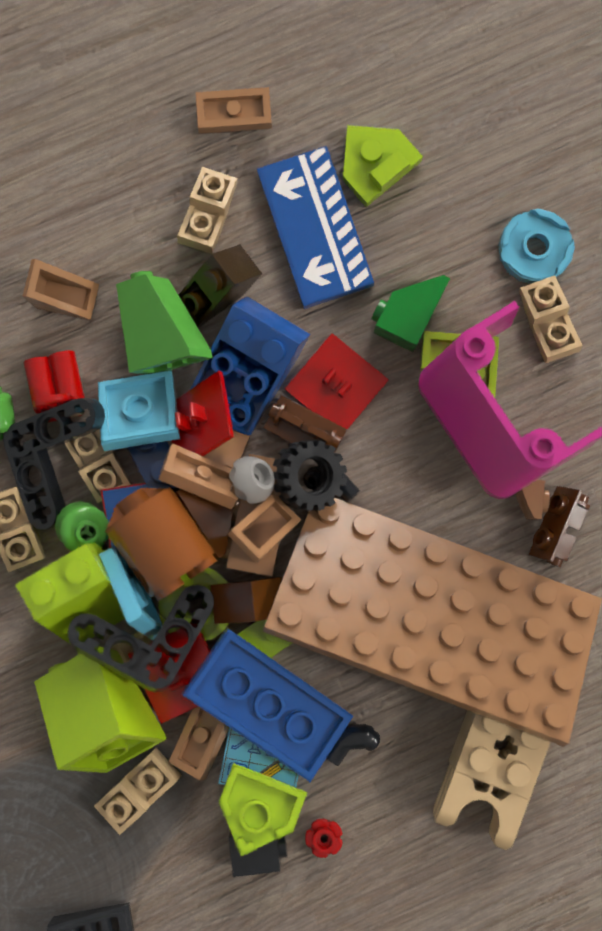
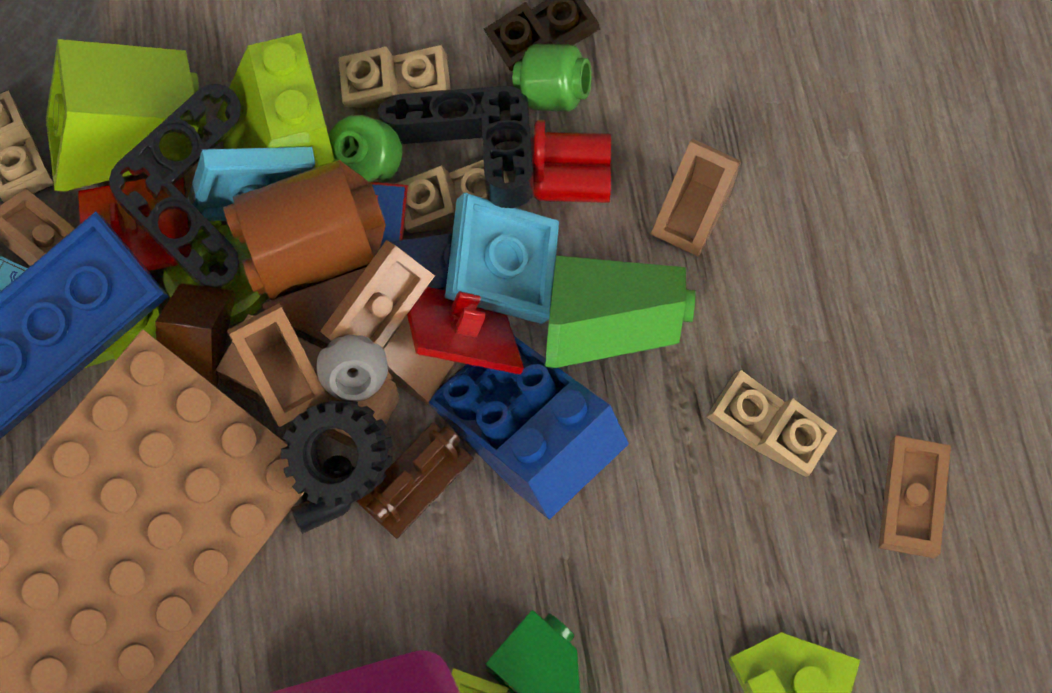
camera: 100 degrees right, 15 degrees down
(219, 283) = (655, 408): dark brown slope -> none
(315, 227) = (711, 572): blue tile -> none
(336, 383) = (470, 545): red piece -> none

